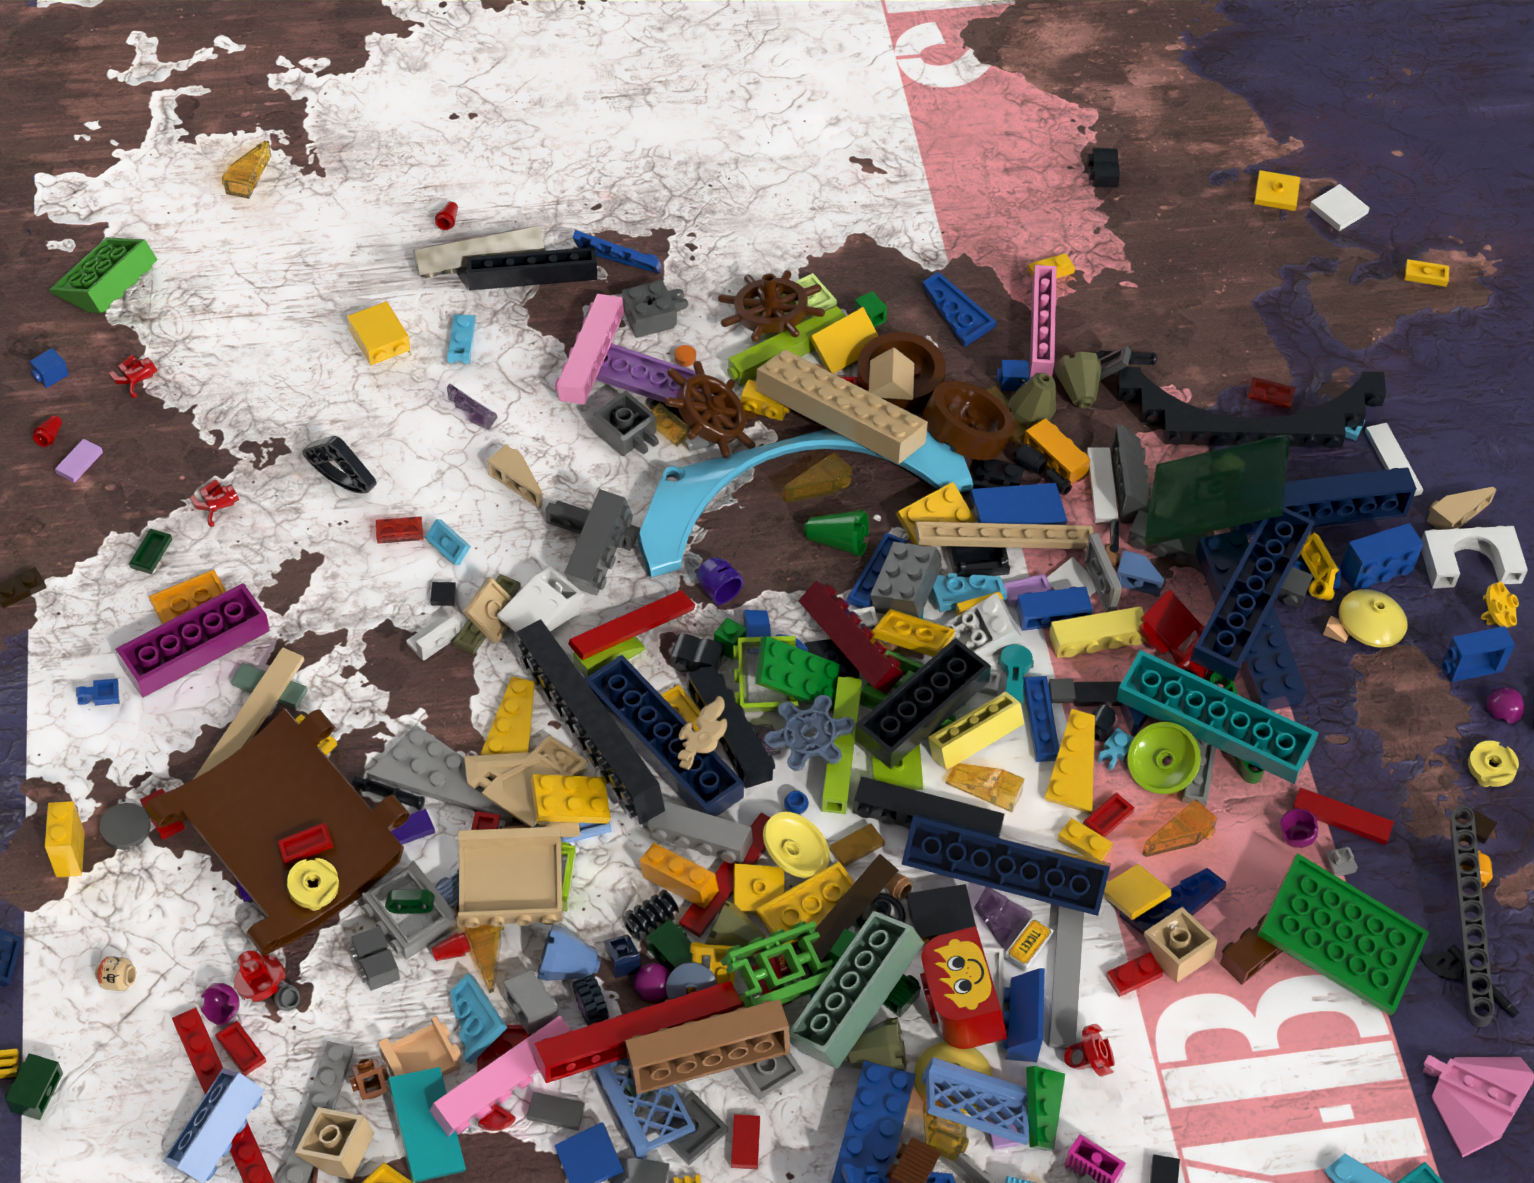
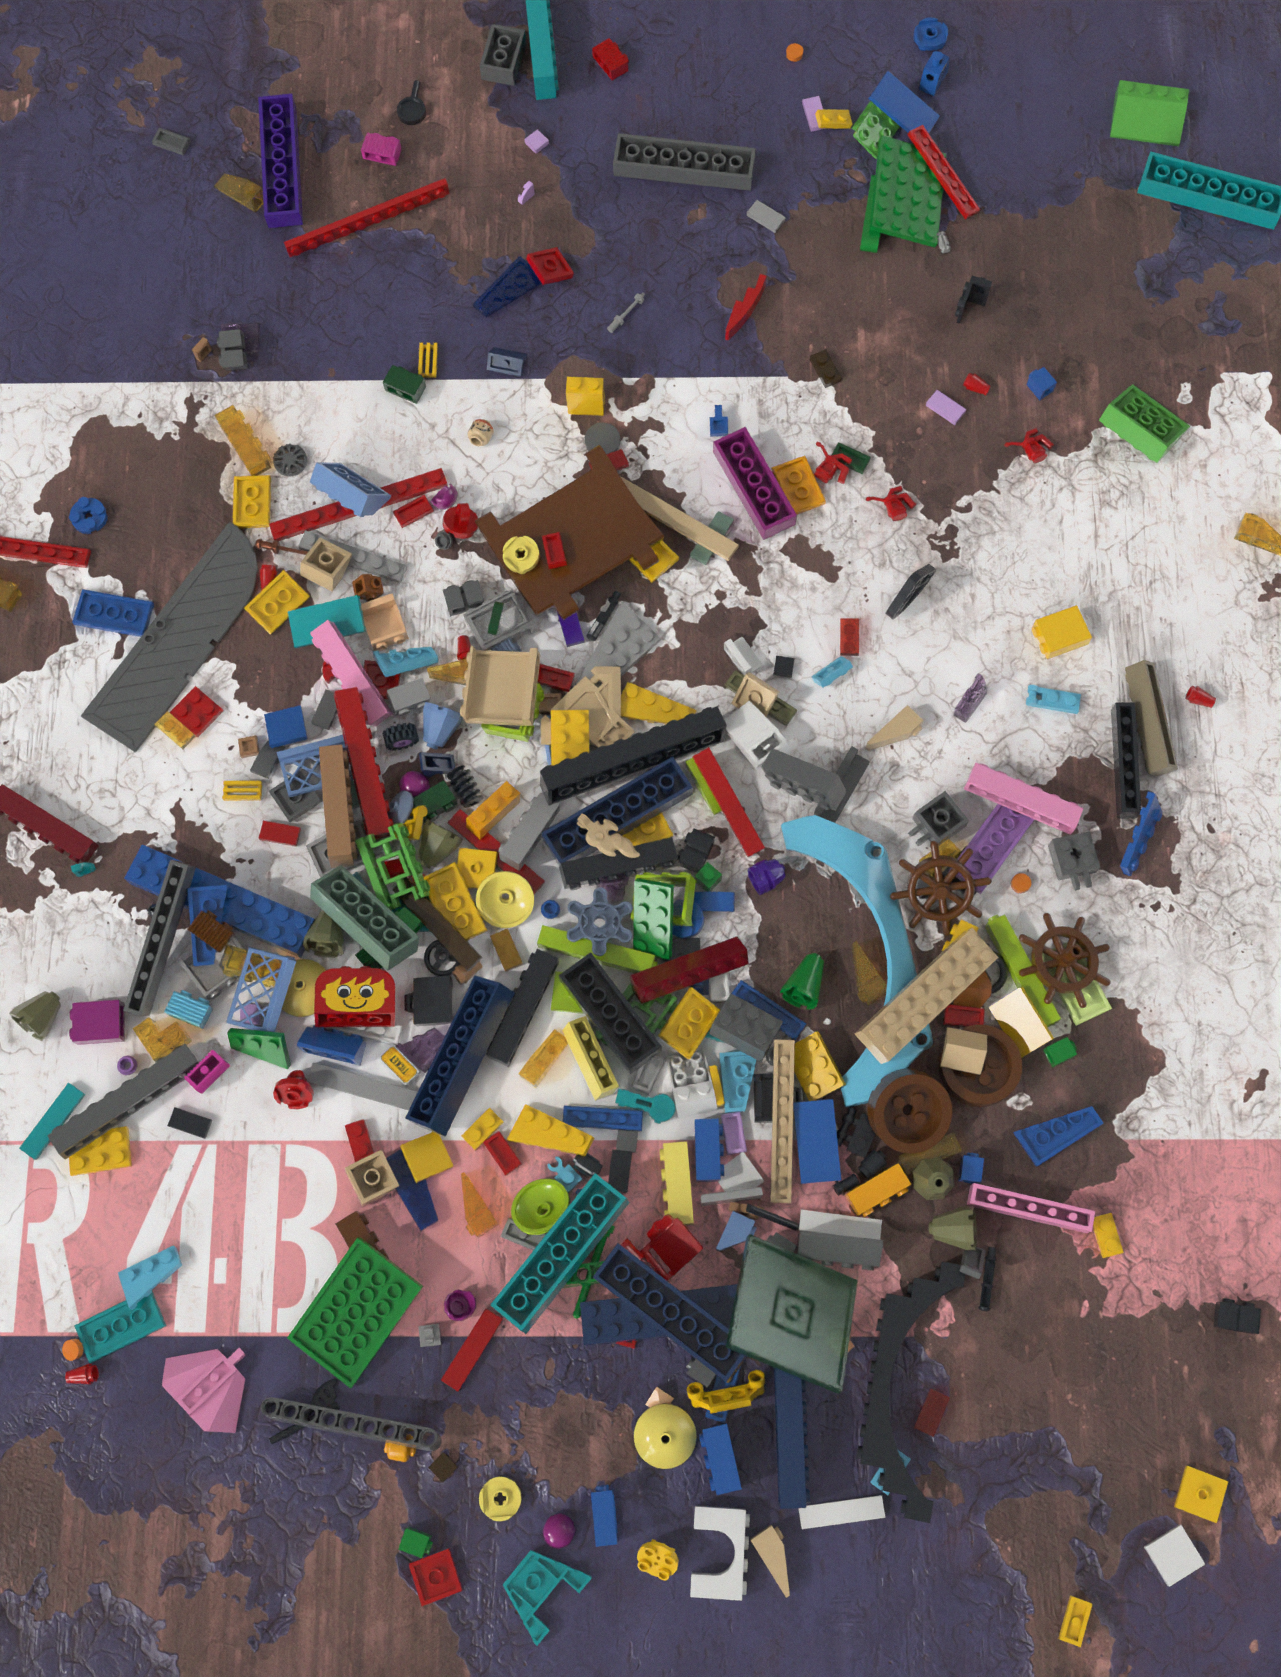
camera: 105 degrees right, 20 degrees up
(168, 570) = (828, 467): none -> red piece

